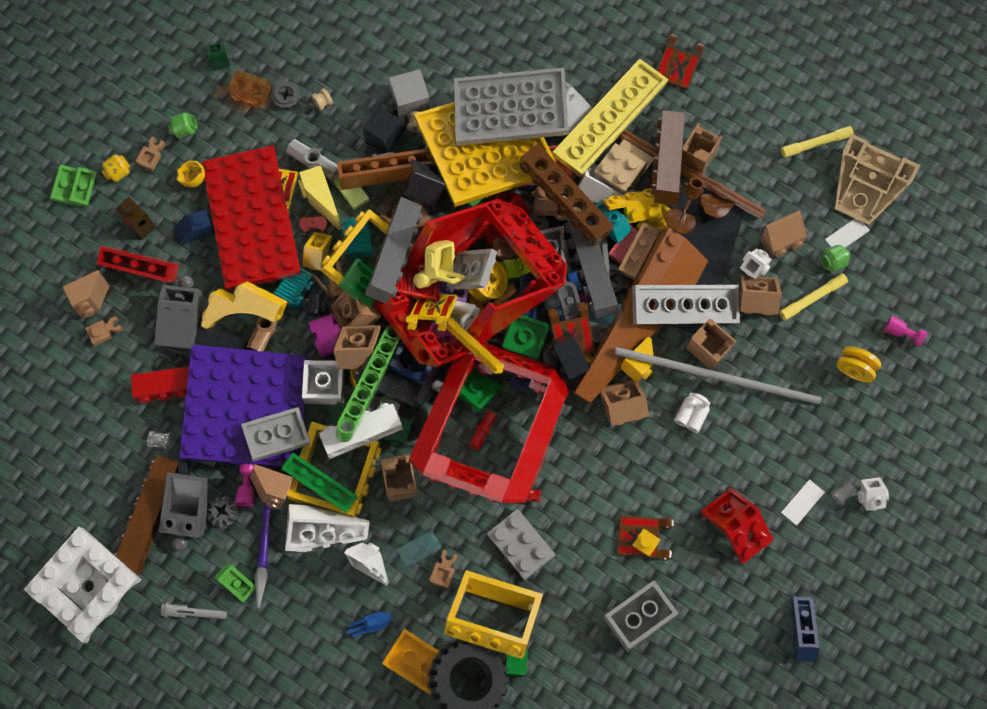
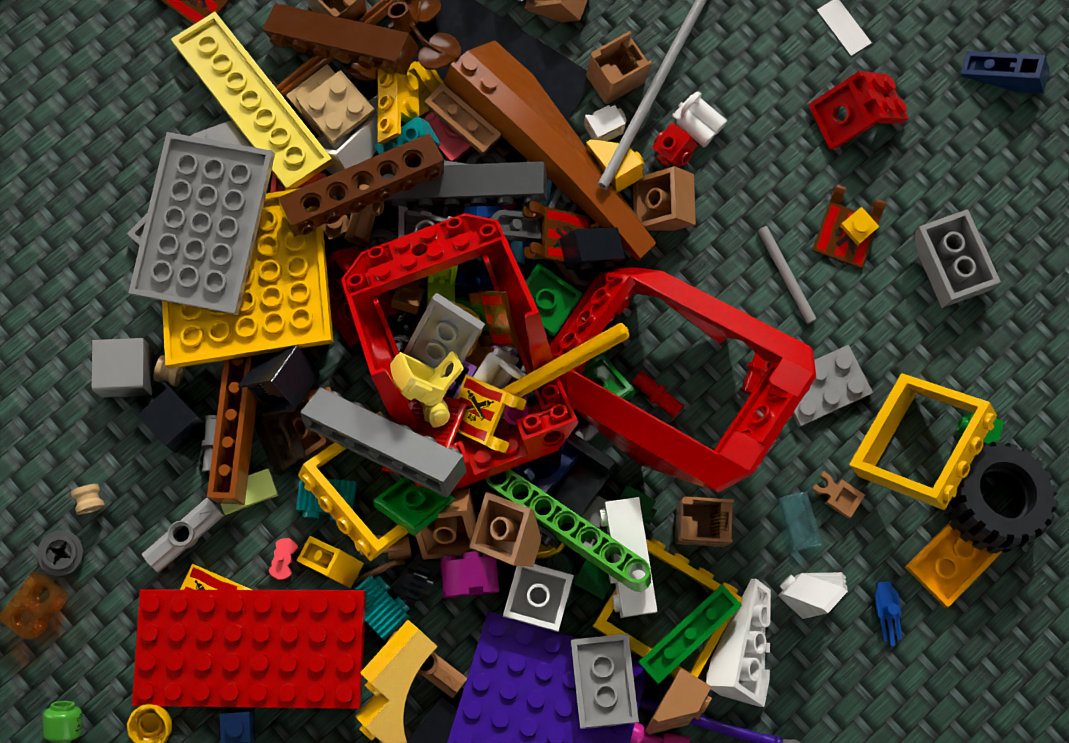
camera: 85 degrees left, 5 degrees up
(316, 190) = (246, 536): light yellow slope -> none
(595, 501) = (787, 275): none -> light grey bar
(665, 397) = (674, 146): none -> red brick
(668, 347) = (605, 123): none -> white window
(678, 314) = (544, 84): light grey plate -> none

